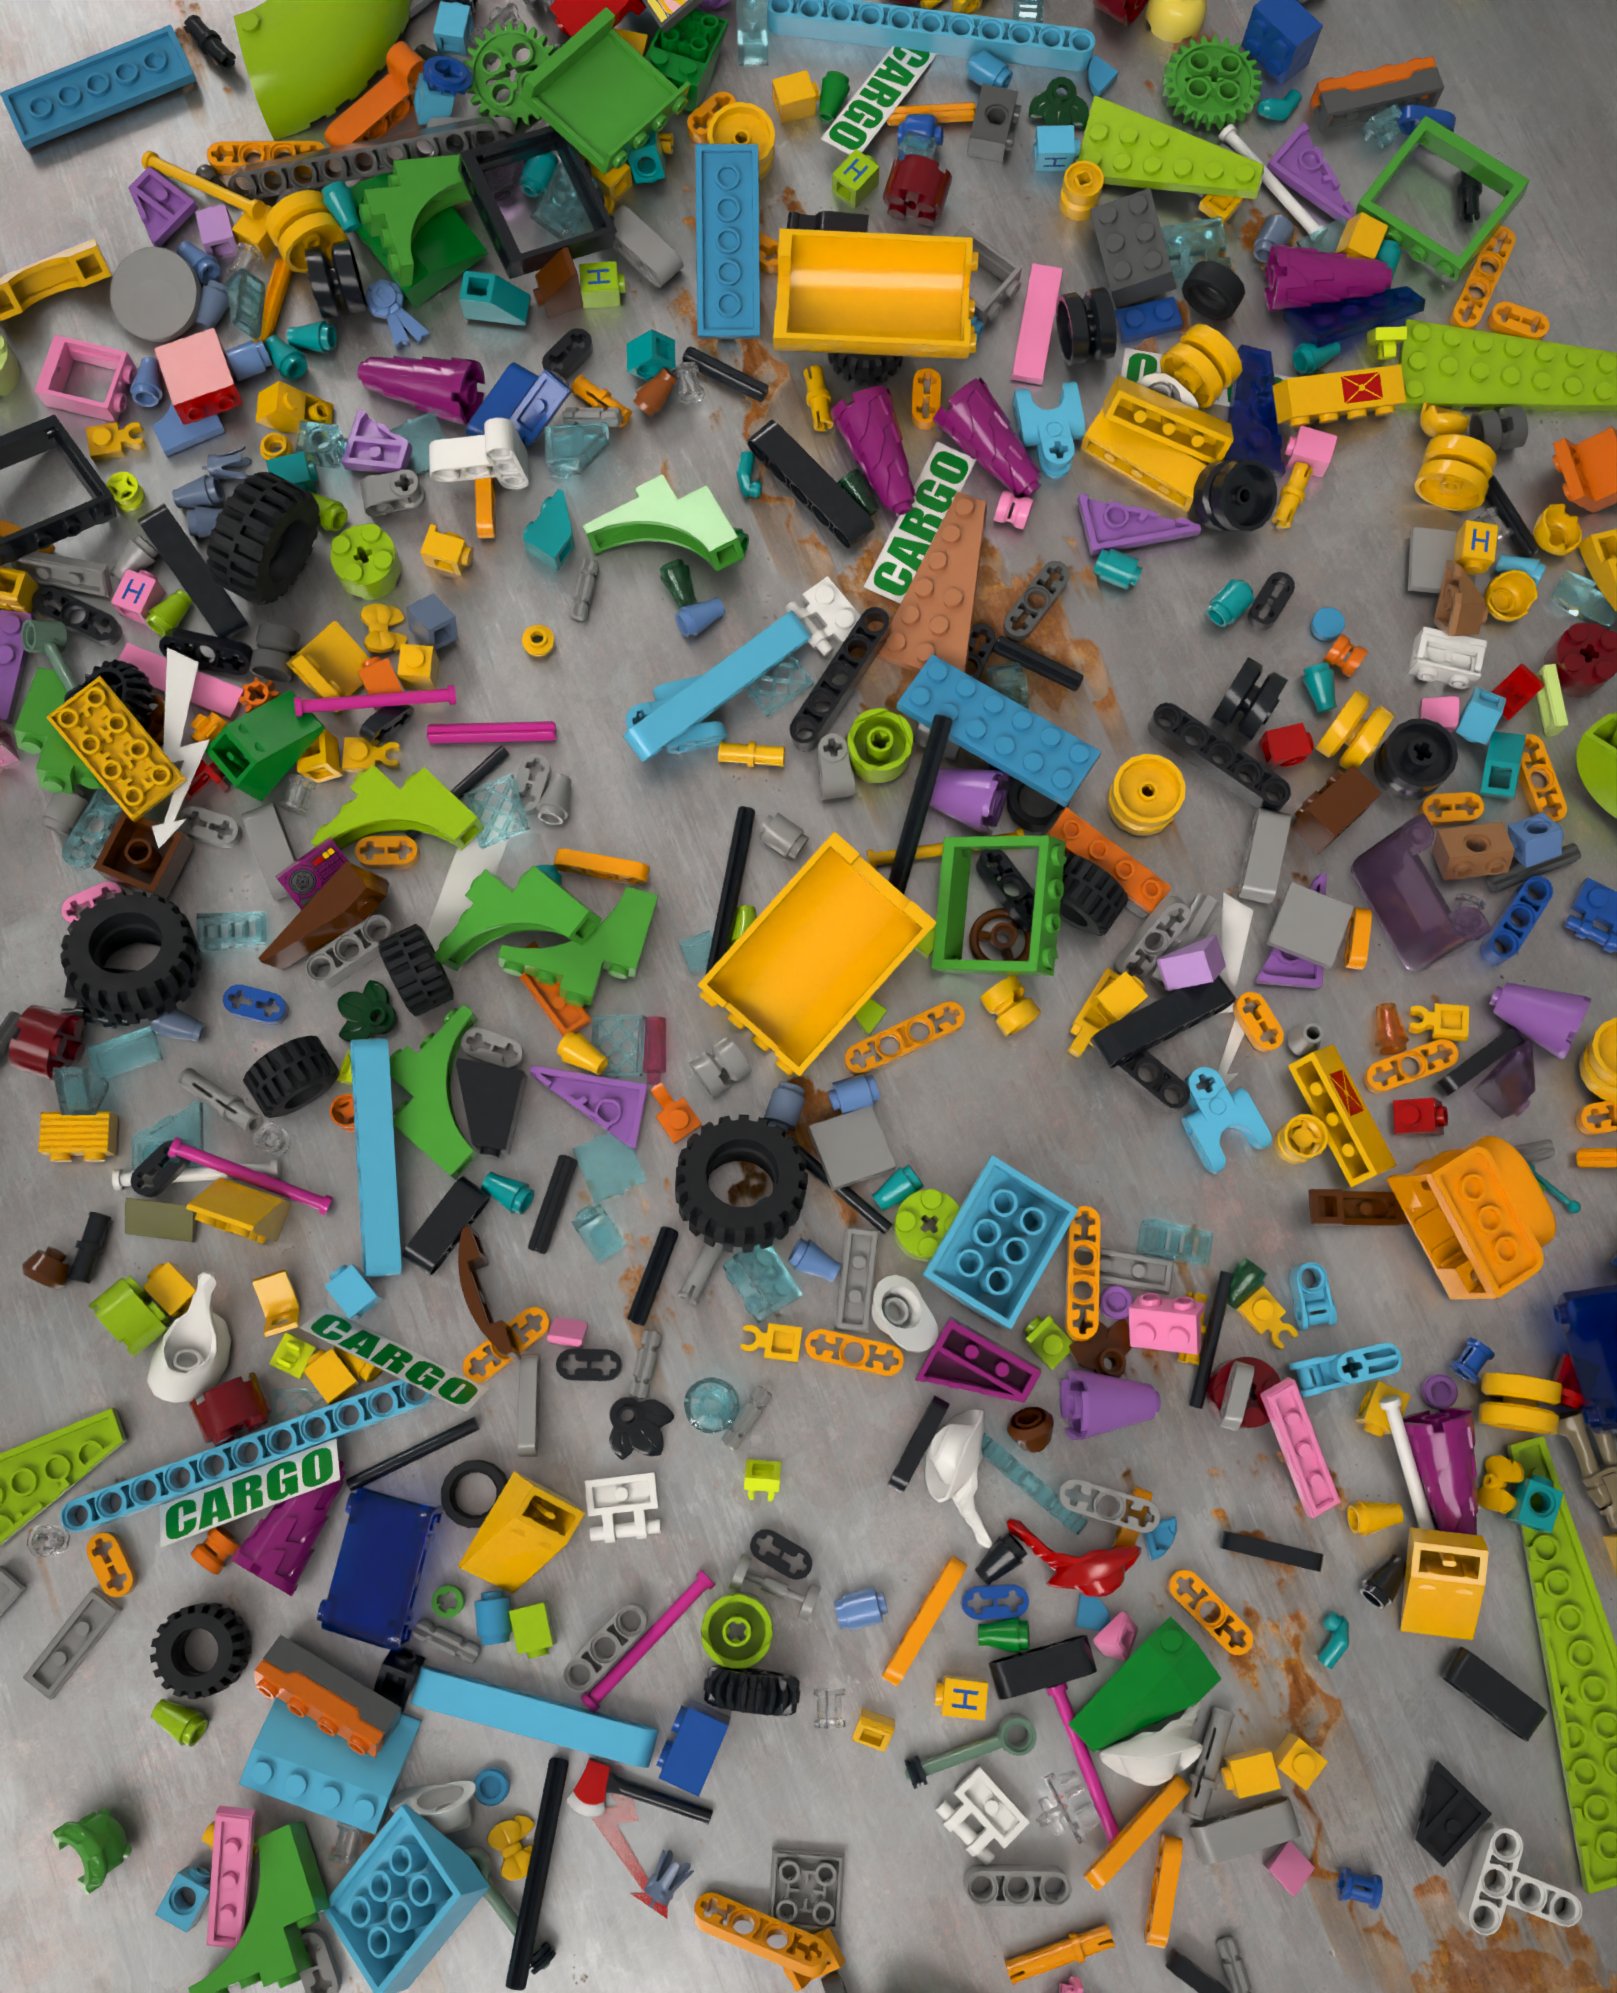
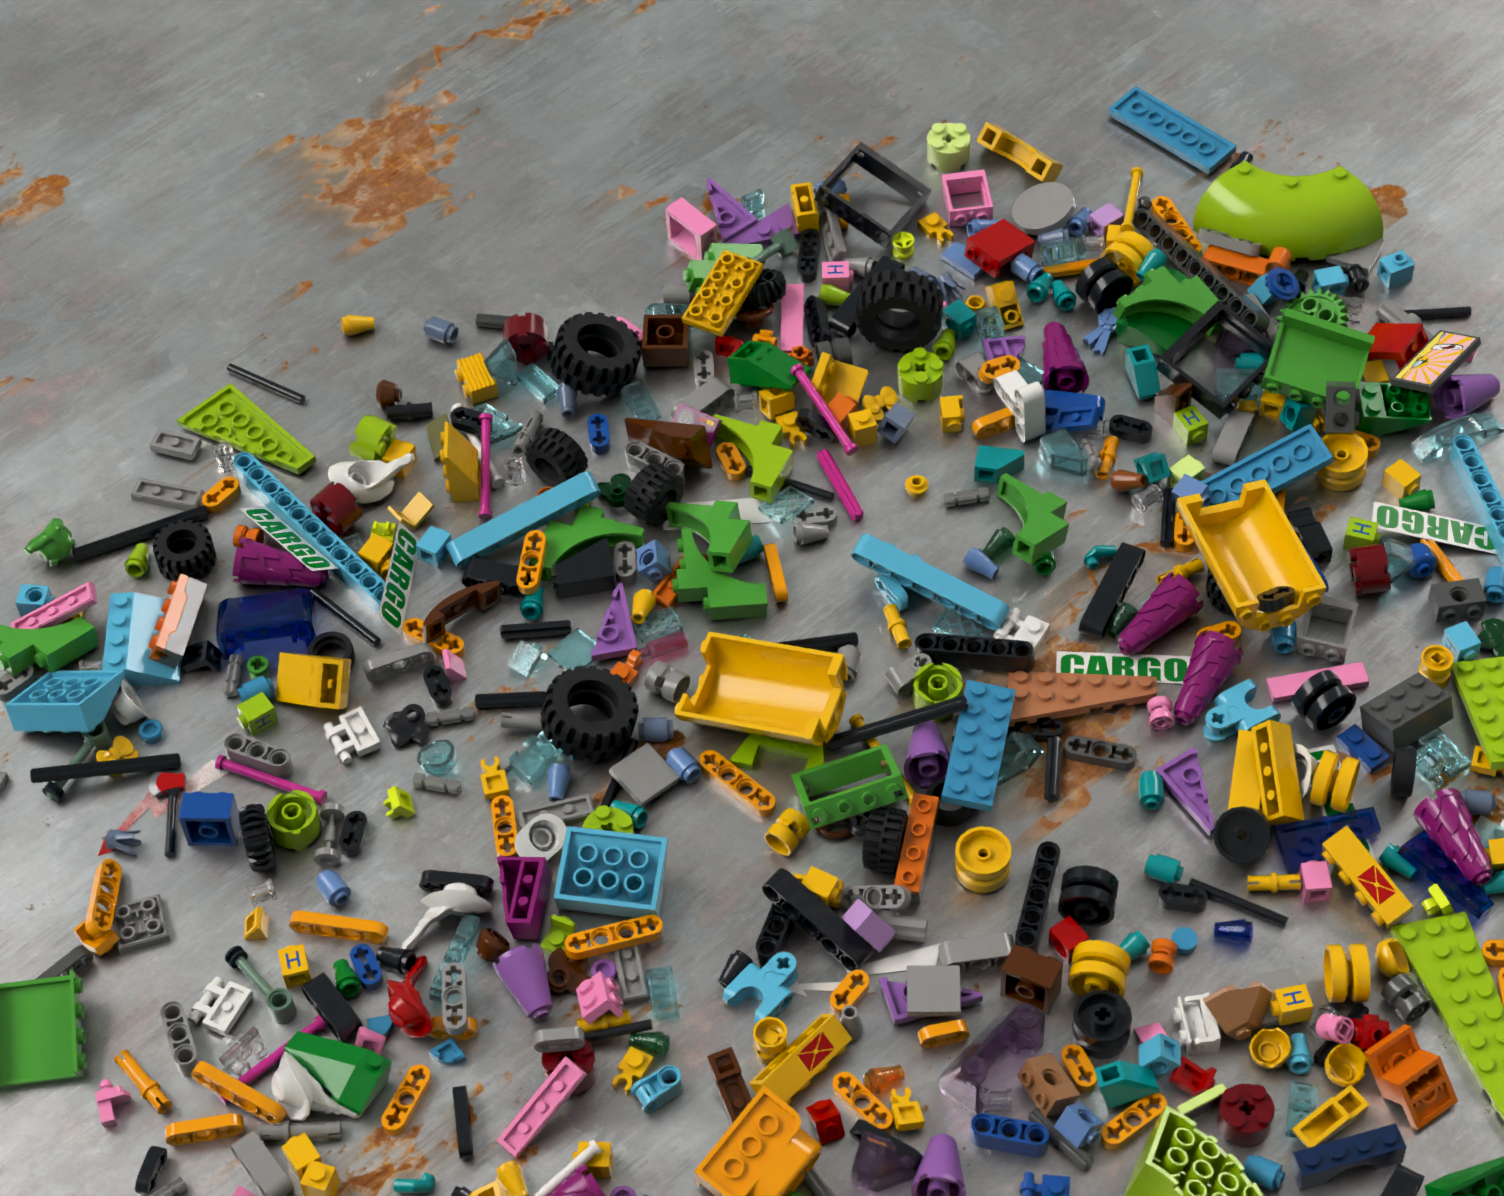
camera: 75 degrees right, 25 degrees down
(127, 1706) = (136, 534): none -> black axle
(160, 205) = (1107, 188): medium lavender wing -> none
(179, 687) = (783, 312): white sticker -> none
(328, 112) = (1225, 241): none -> light grey beam
(408, 461) = (998, 366): none -> light orange beam
(439, 1151) = (528, 553): none -> light orange beam
(507, 1020) = (653, 560): none -> medium blue brick
(534, 1716) = (201, 729): medium azure beam -> none
(676, 321) = (1188, 466): none -> yellowish green brick
(690, 98) = (1335, 407): none -> dark grey brick
(719, 328) = (1191, 486): none -> medium blue brick
(755, 362) = (1180, 530): none -> light orange beam
(945, 305) = (1276, 598): none -> black beam
(1178, 1143) = (734, 966): none -> black cone
(1298, 544) = (1241, 903): none -> black bar
(1340, 564) = (1235, 931): none -> clear blue cone
(1360, 1364) = (613, 1118): medium azure piece -> none
(1526, 515) = (1335, 1028): none -> bright pink wheel
(1534, 486) = (1369, 1031): none -> red brick

